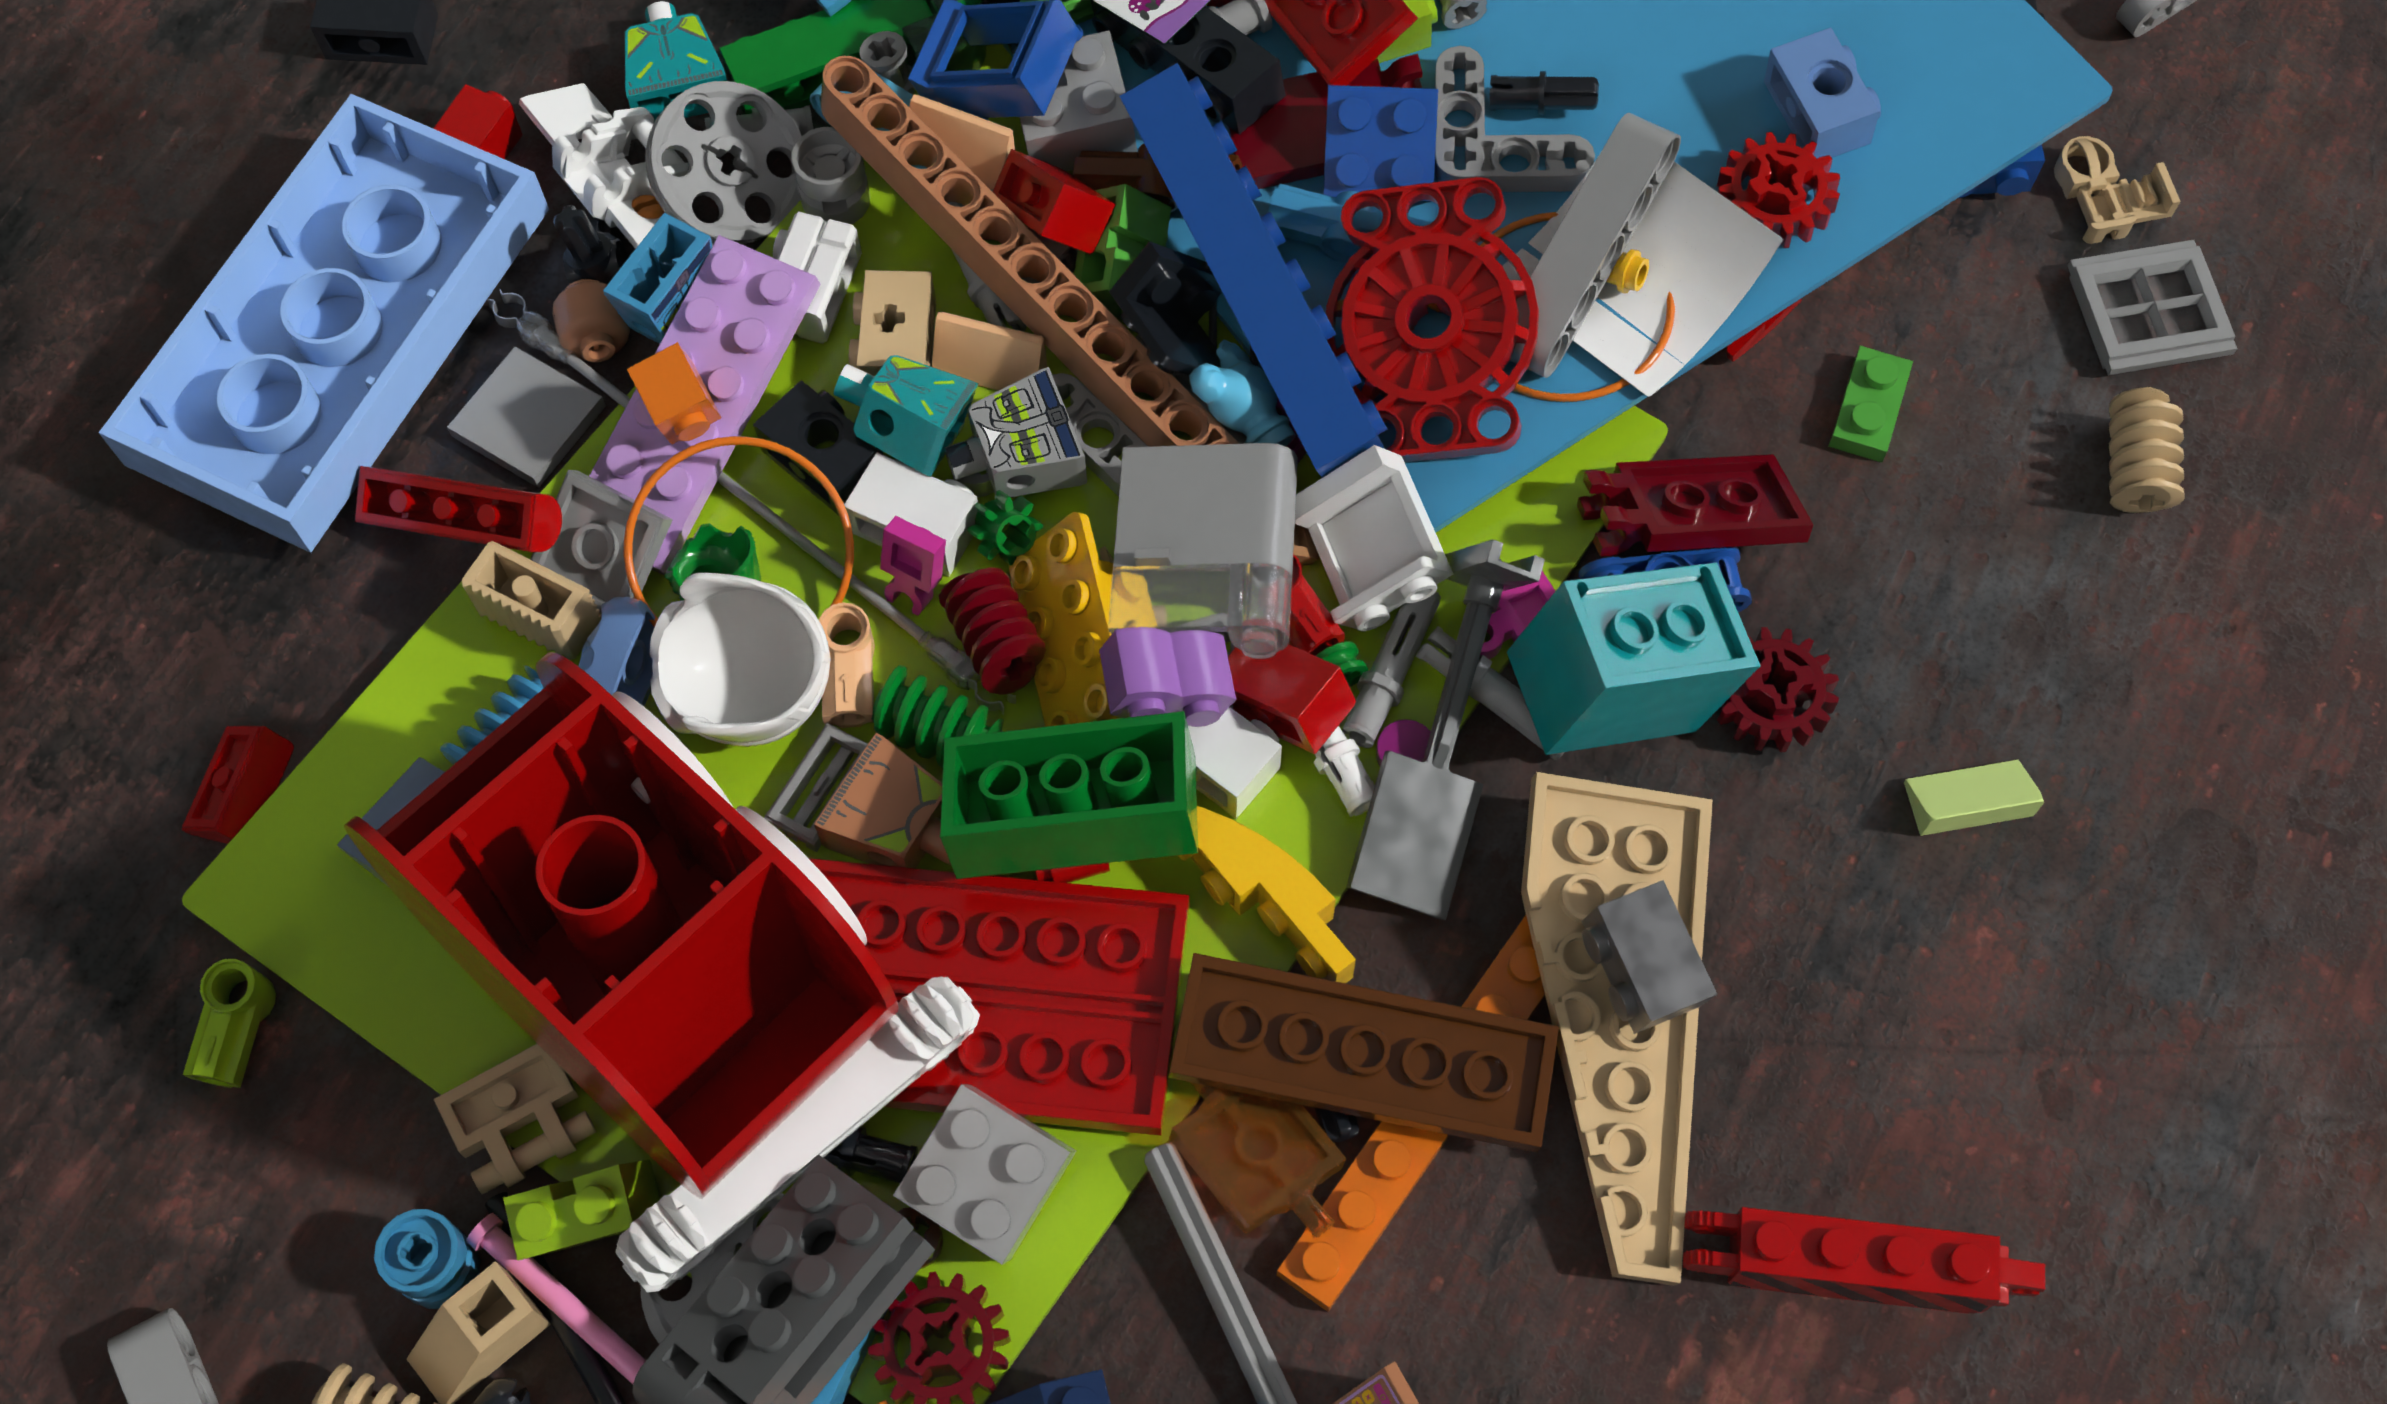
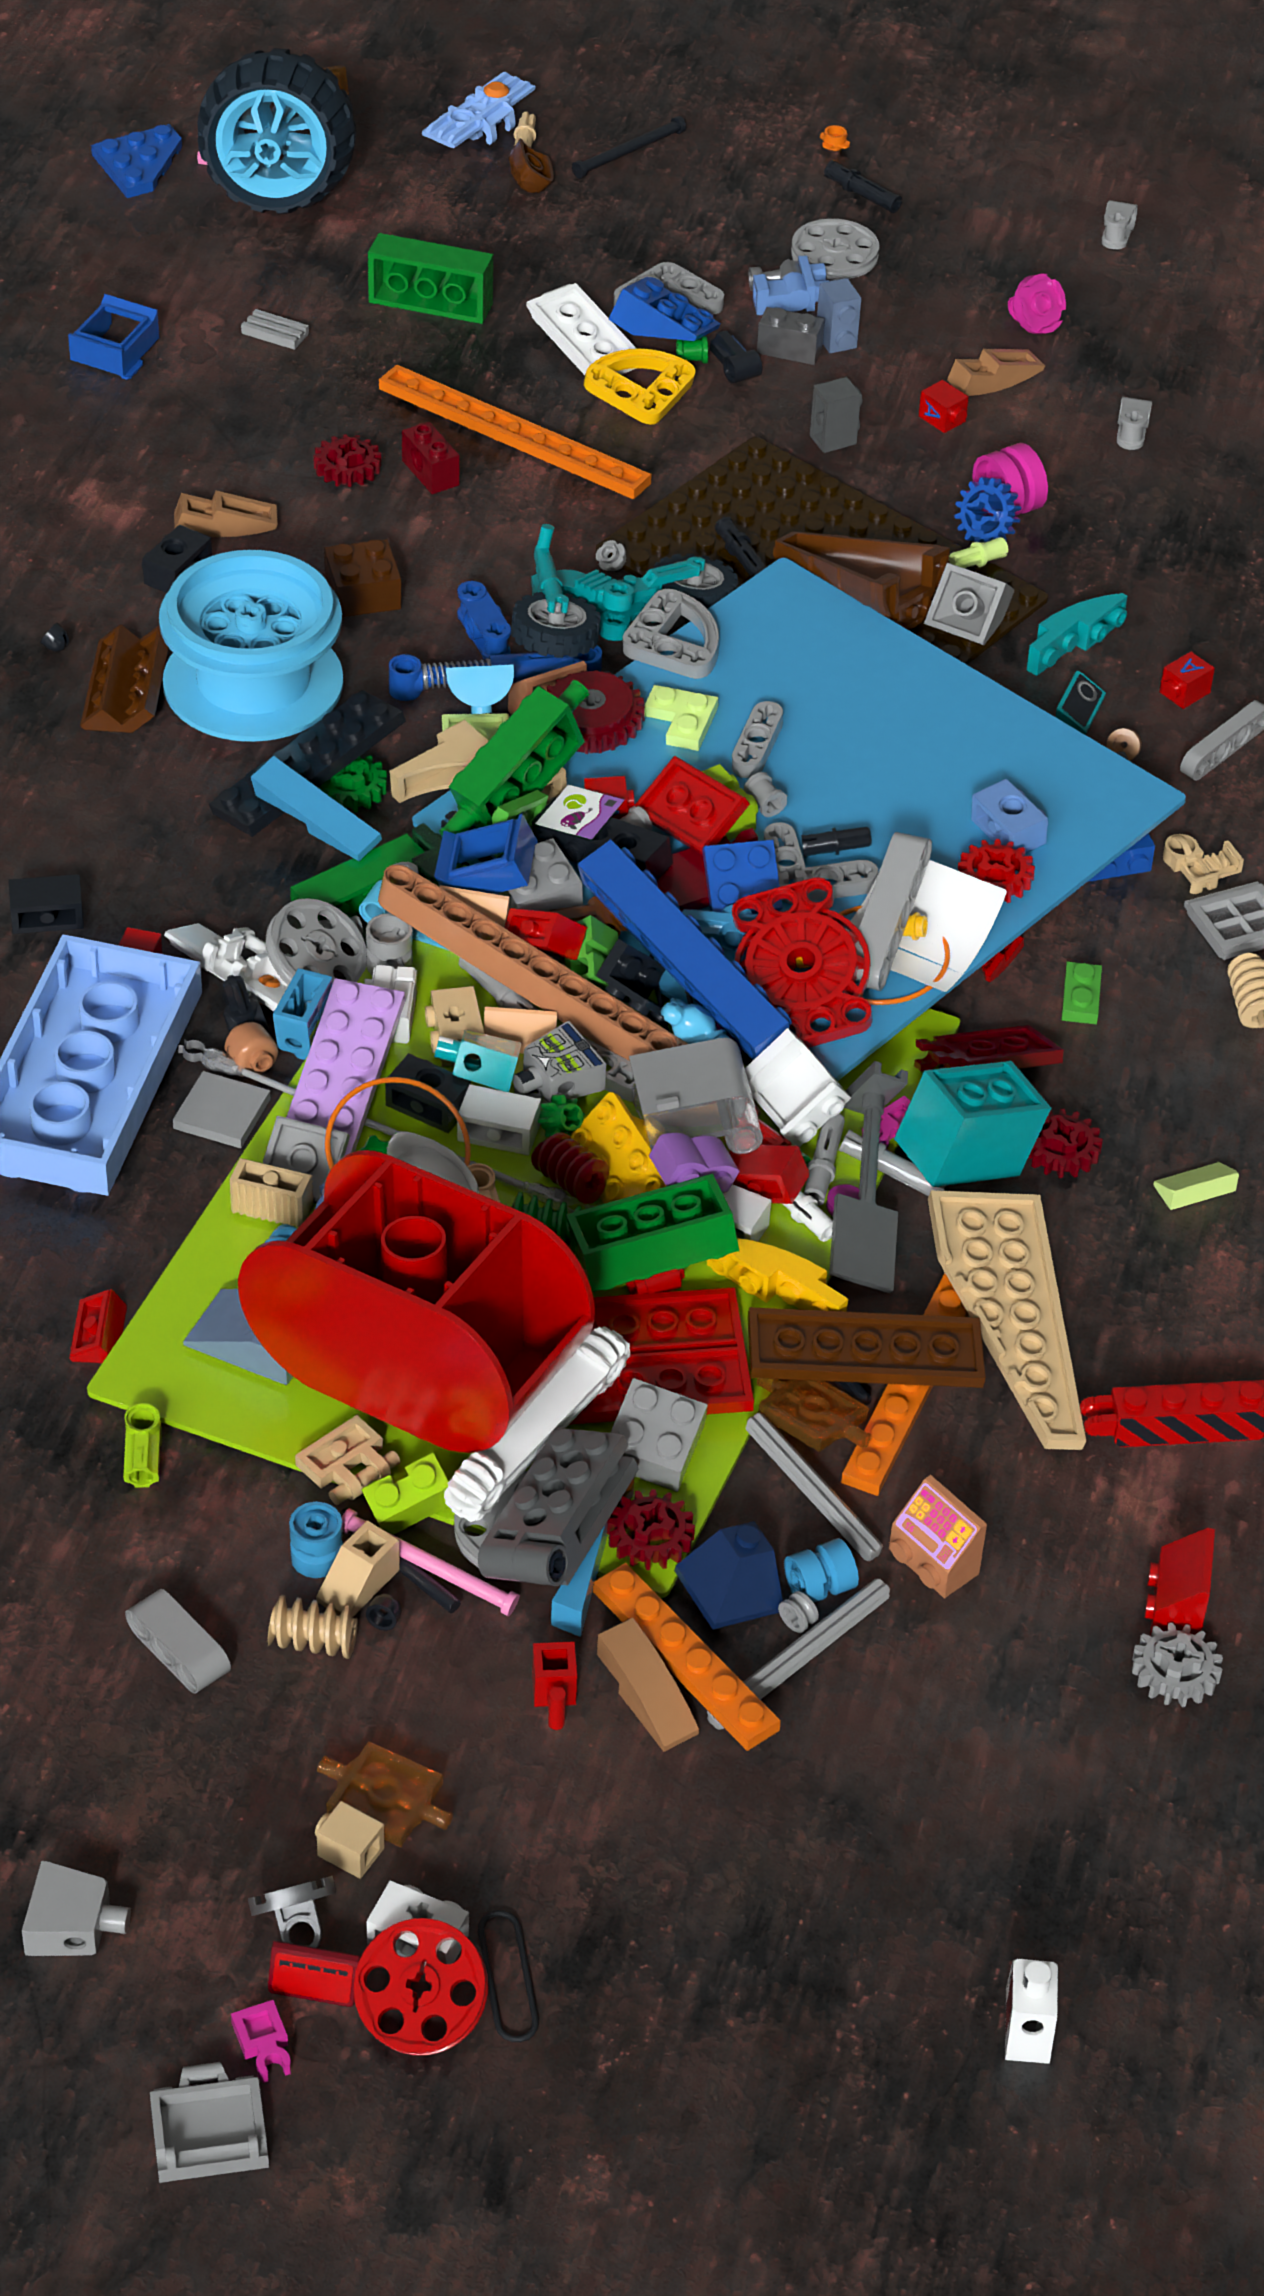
camera: 15 degrees left, 20 degrees down
(457, 509) = (202, 1151): red brick -> none
(667, 59) = (255, 900): teal torso -> none
(674, 394) = (336, 1063): orange brick -> none
(914, 560) = (512, 1136): dark pink plate -> none
(1647, 957) = (1023, 1267): flat silver brick -> none

